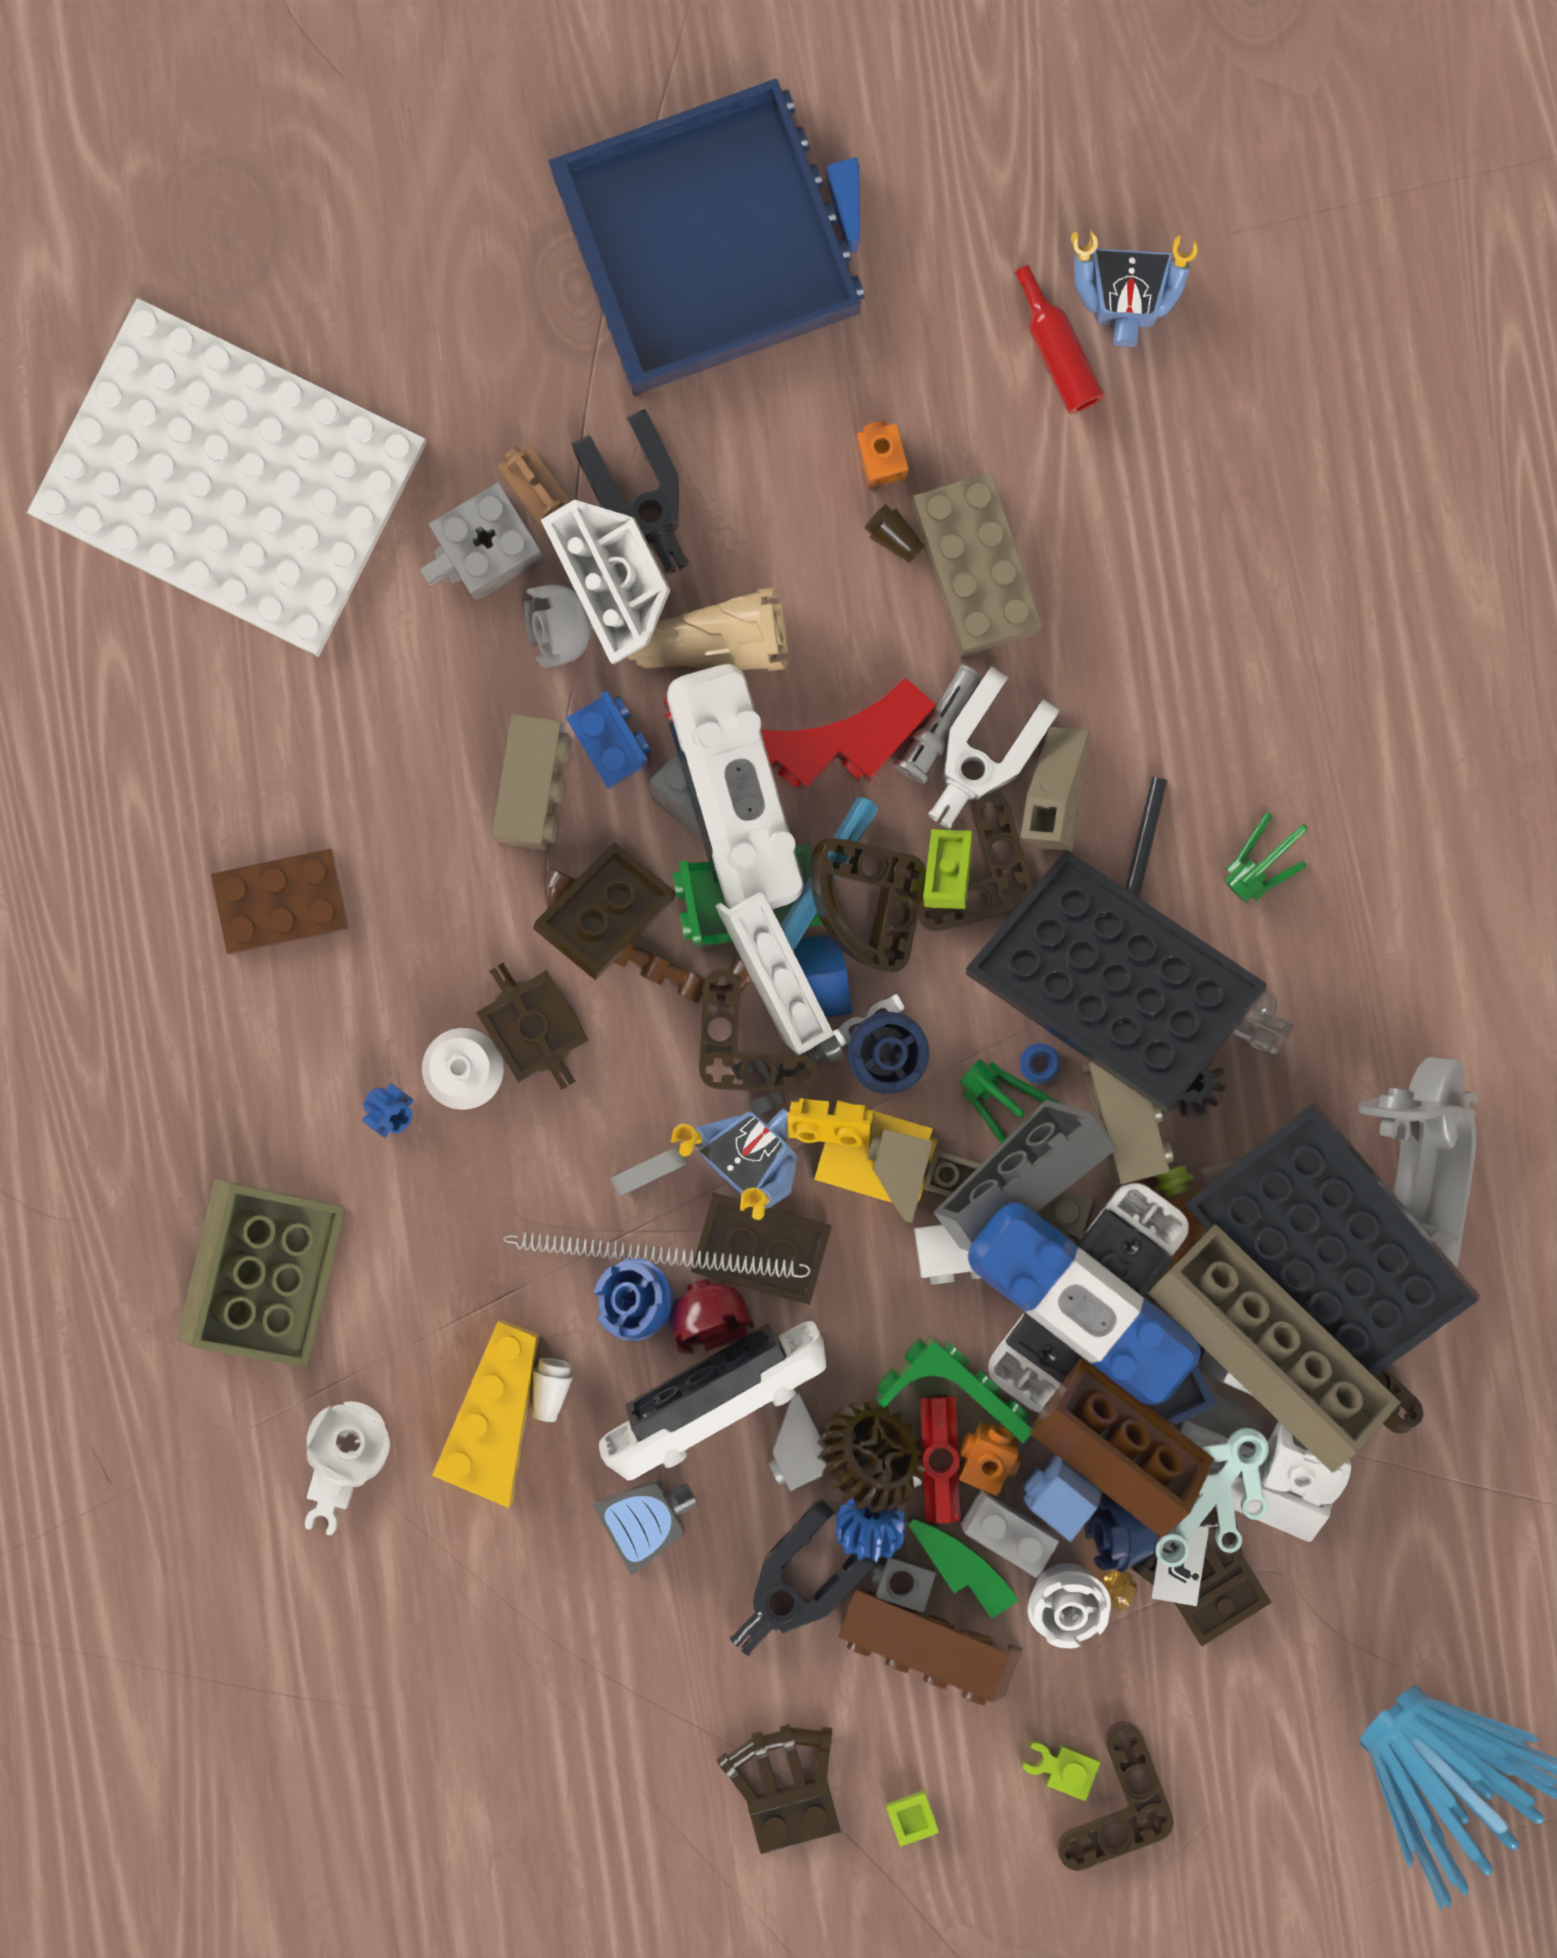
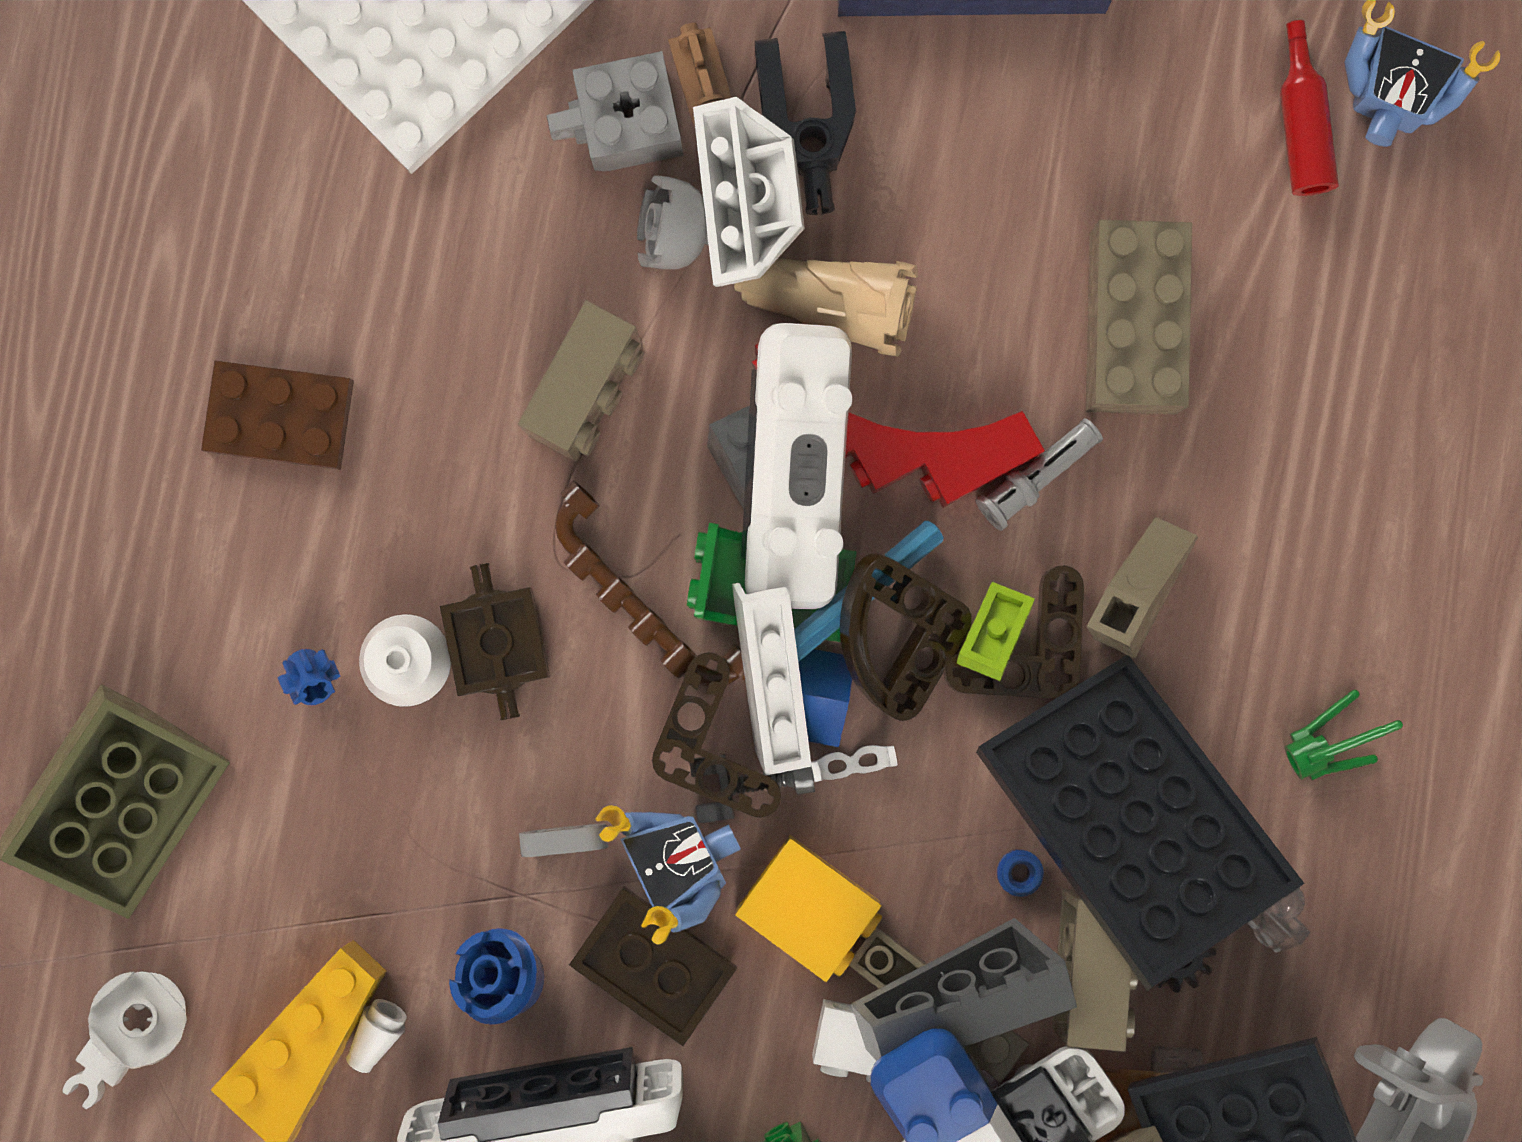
camera: 20 degrees right, 0 degrees up
(604, 910) = (612, 546): dark brown plate -> none
(609, 740) = (683, 366): blue bracket -> none
(660, 1256) = (541, 938): white piece -> none
(708, 1316) = (570, 1020): dark red cylinder -> none
(811, 1123) = (753, 855): yellow hinge -> none
(881, 454) = (1078, 166): orange brick -> none
(888, 1052) = (862, 807): dark blue cone -> none
(894, 533) = (1062, 254): dark brown cone -> none
(900, 1168) = (832, 940): dark tan slope -> none
(958, 751) = (1051, 509): white piece -> none
(983, 1082) = (952, 871): green plant -> none
(1145, 835) = (1218, 668): black bar -> none
(1173, 1181) = (1122, 1059): lime plate -> none

